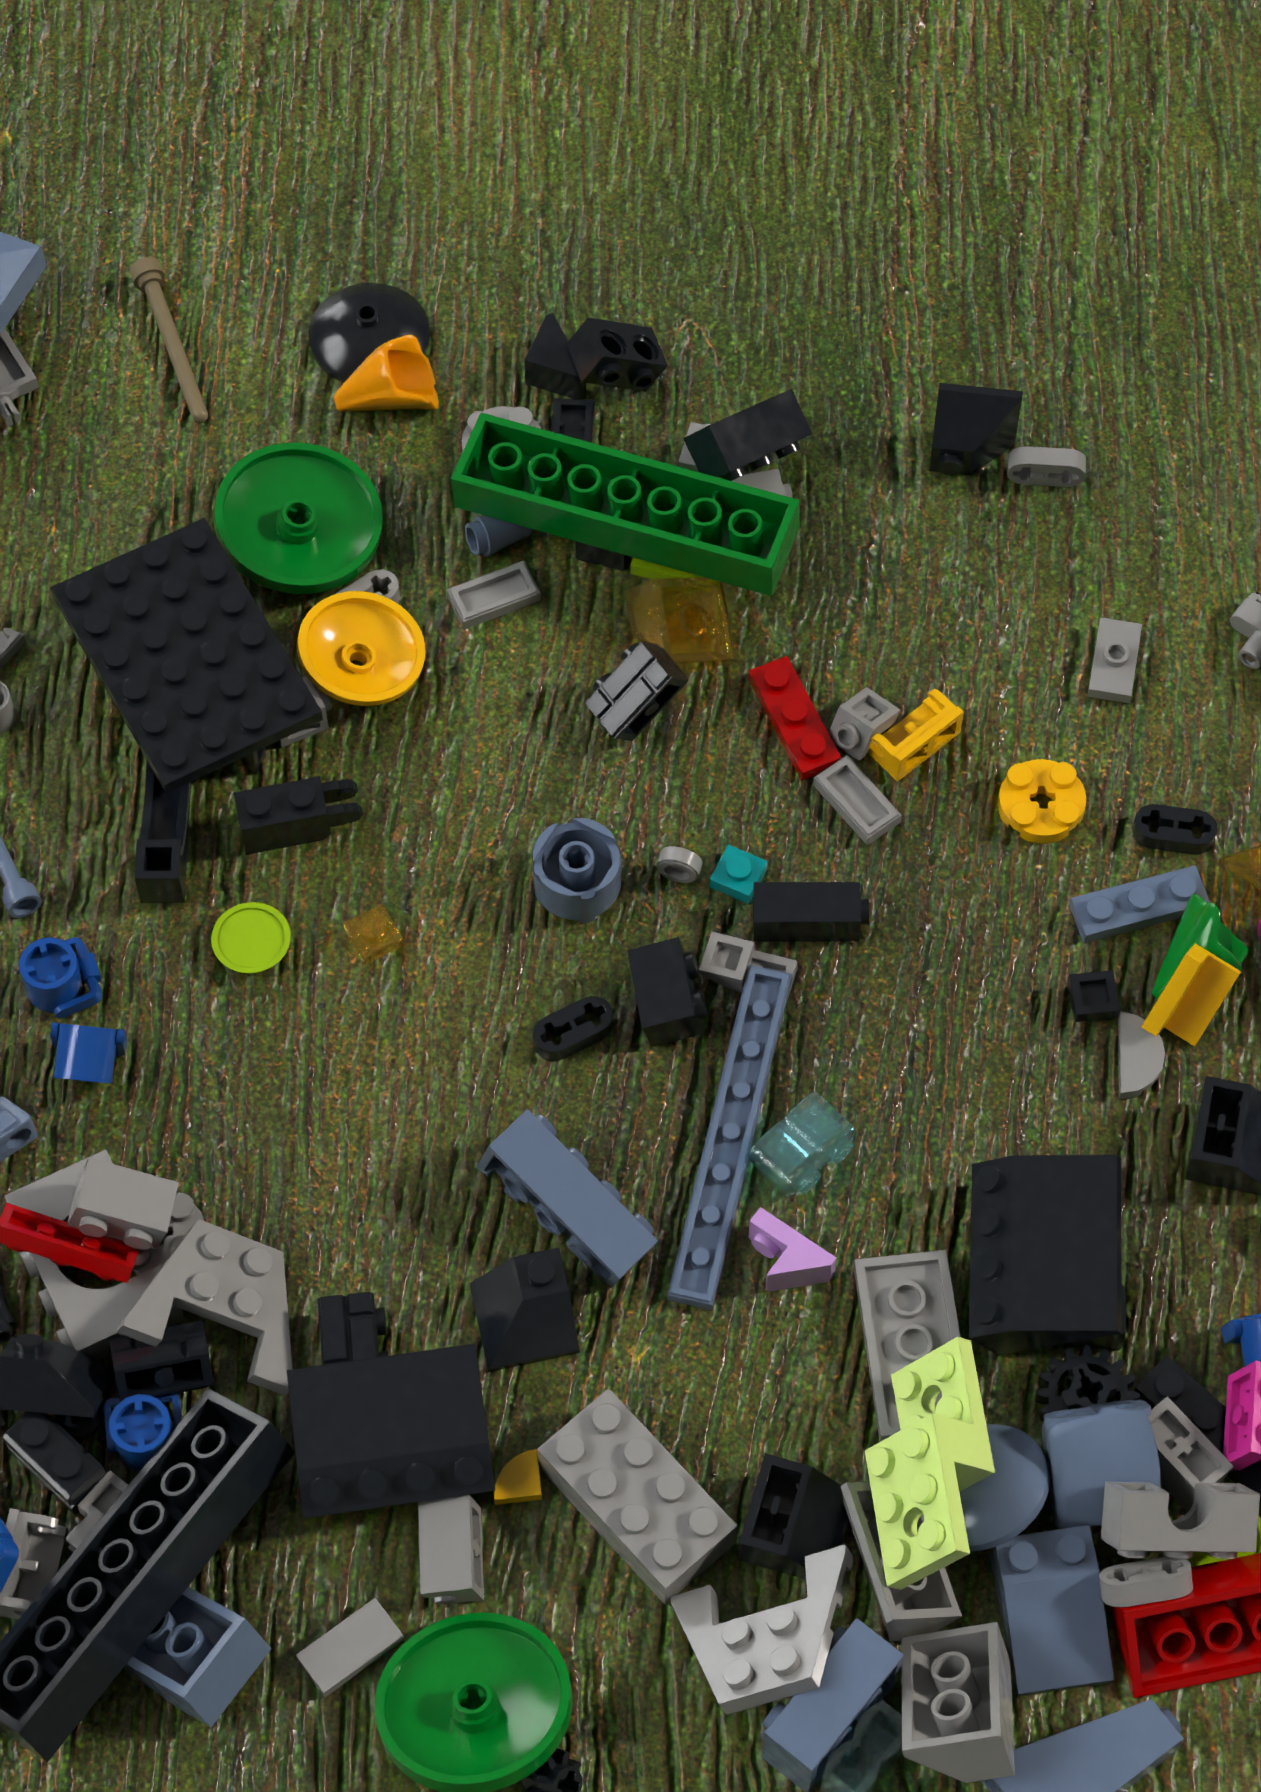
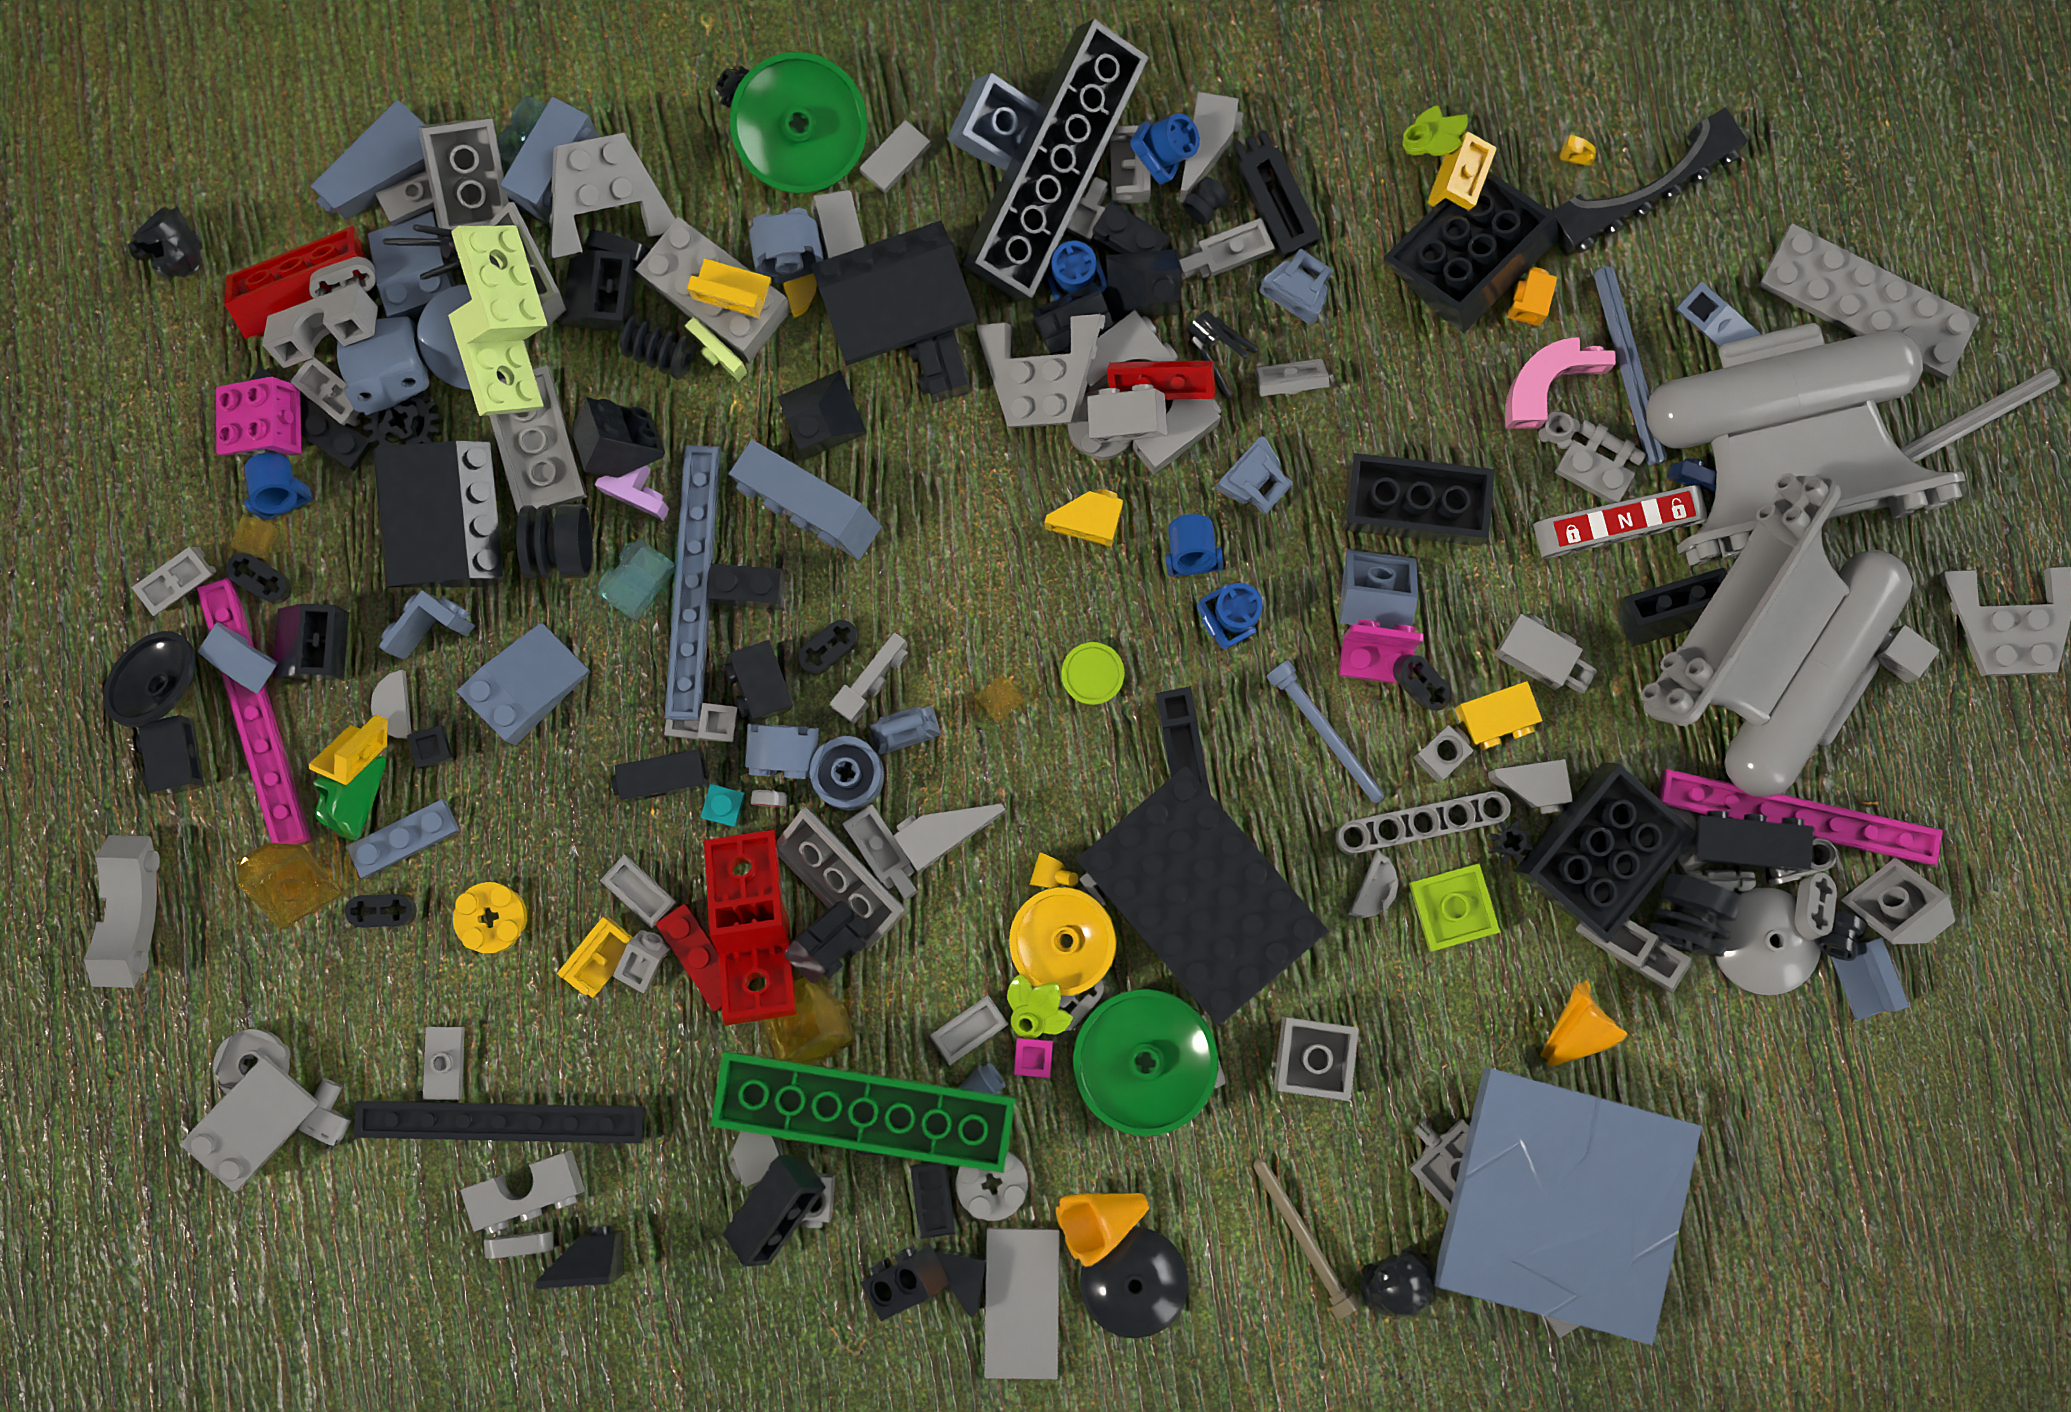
camera: 175 degrees right, 20 degrees up
(79, 271) = (1399, 1284): none -> black helmet
(106, 491) = (1316, 1058): none -> light grey brick
(208, 1117) = (1088, 517): none -> yellow slope
(294, 812) = (1085, 784): black hinge -> none
(358, 729) = (1051, 873): none -> yellow piece
(413, 588) = (1037, 1005): none -> lime plate
(425, 551) = (1033, 1057): none -> dark pink plate
(474, 794) = (937, 834): none -> light grey slope
(495, 332) = (1022, 1303): none -> light grey tile
(497, 916) = (904, 729): none -> sand blue piece
(525, 1525) = (785, 245): none -> sand blue brick
(552, 782) = (881, 850): none -> light grey hinge
(554, 958) = (852, 701): none -> light grey plate
(608, 772) = (837, 874): none -> light grey slope
(609, 1459) = (730, 288): none -> yellow panel
(648, 1411) = (715, 350): none -> yellowish green plate
(650, 903) = (780, 748): none -> sand blue brick
(660, 1108) = (746, 587): none -> black brick
(725, 722) = (749, 927): none -> red bracket
(726, 1433) = (656, 349): none -> black piece
(758, 1580) = (605, 241): none -> black beam
(798, 1311) = (615, 438): none -> black slope
(899, 1195) = (547, 541): none -> black wheel
(966, 1047) = (523, 683): none -> sand blue slope
(986, 1604) = (446, 243): none -> black plant
(1049, 1712) = (406, 198): none -> light grey plate
(1054, 587) = (500, 1121): none -> black plate
(1056, 1132) = (419, 616): none -> sand blue bracket
(1065, 504) = (493, 1203): none -> light grey arch

